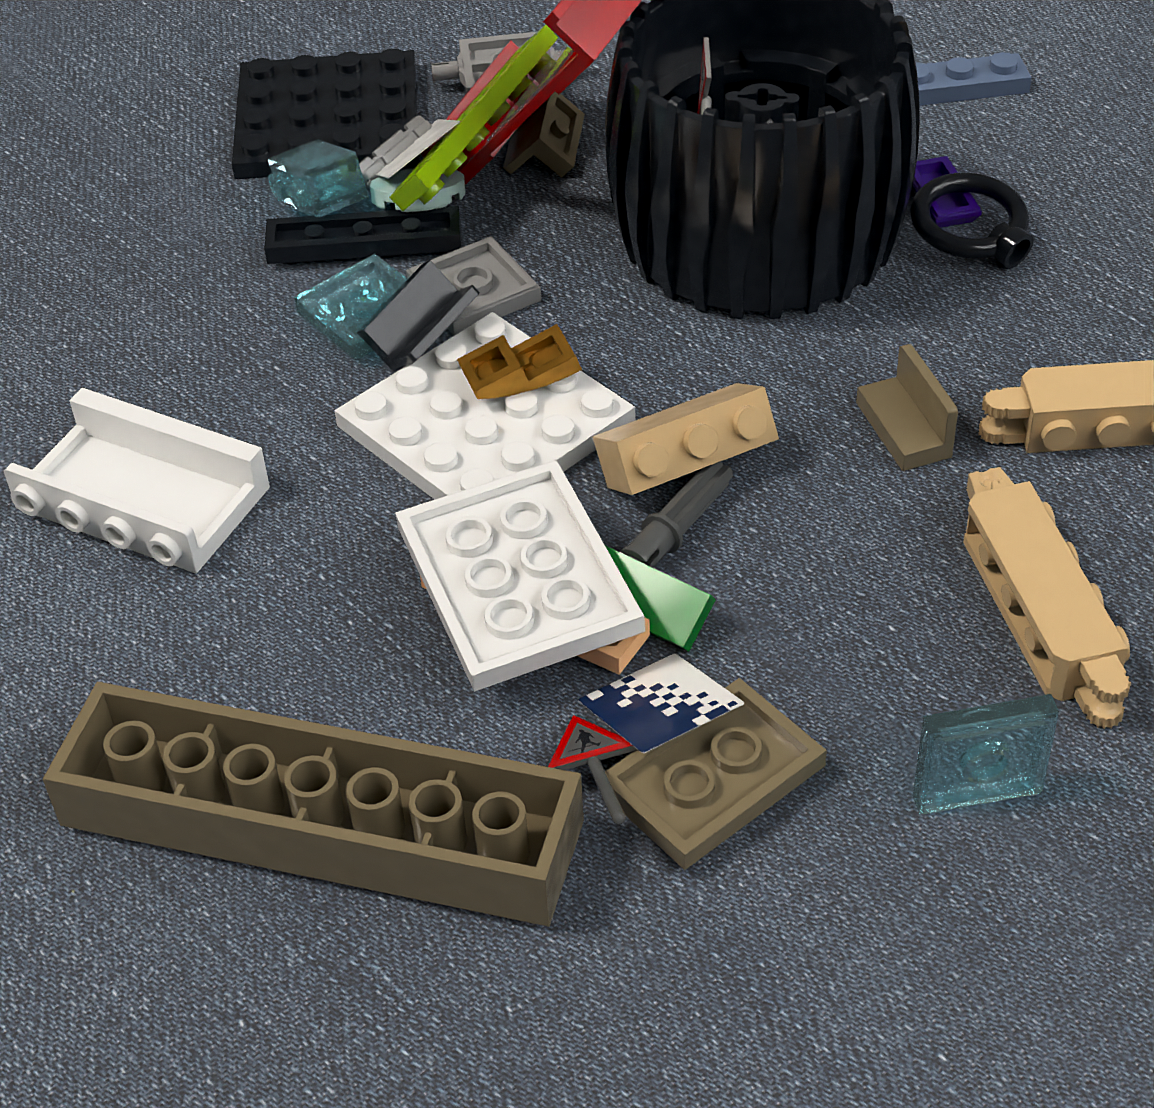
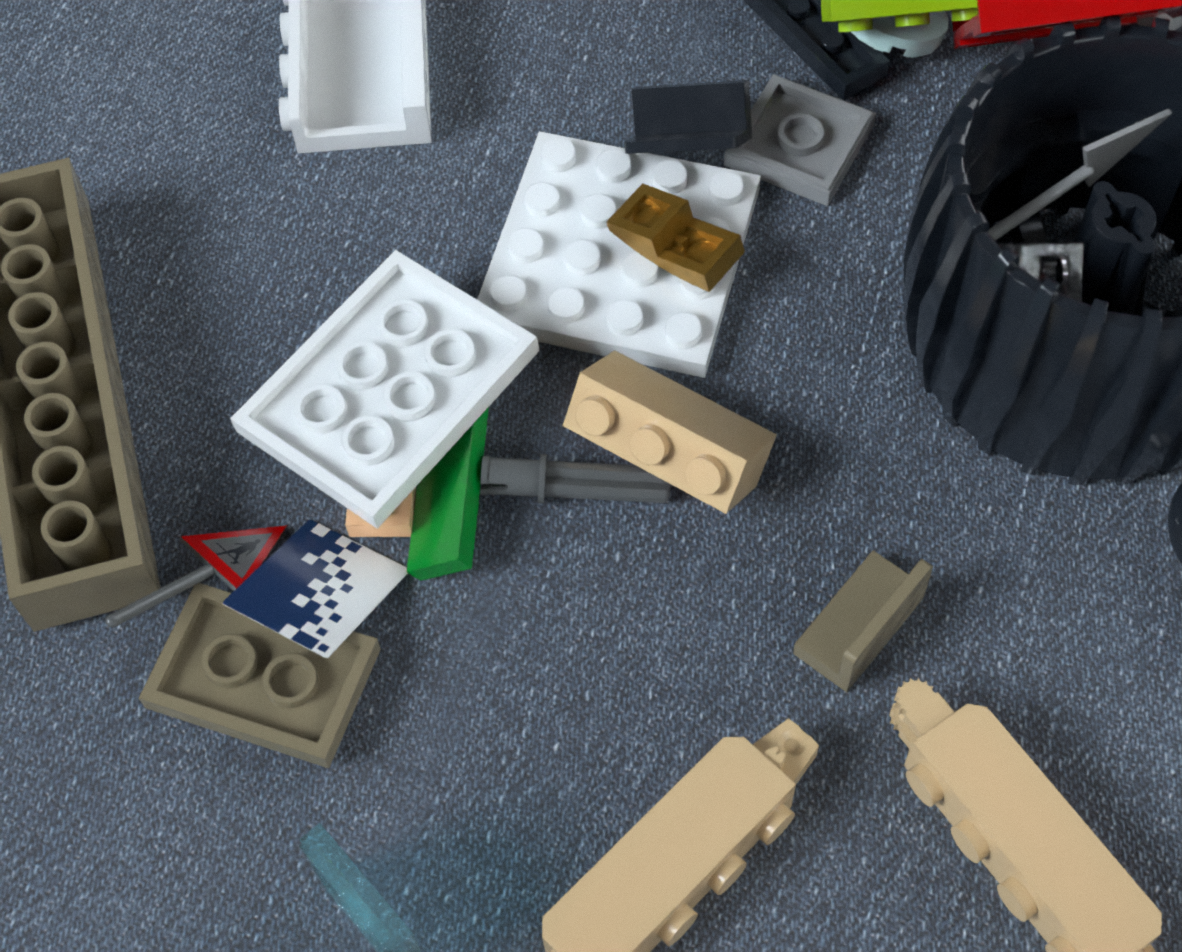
camera: 60 degrees right, 15 degrees up
(348, 301) = (697, 53): clear light blue plate -> none

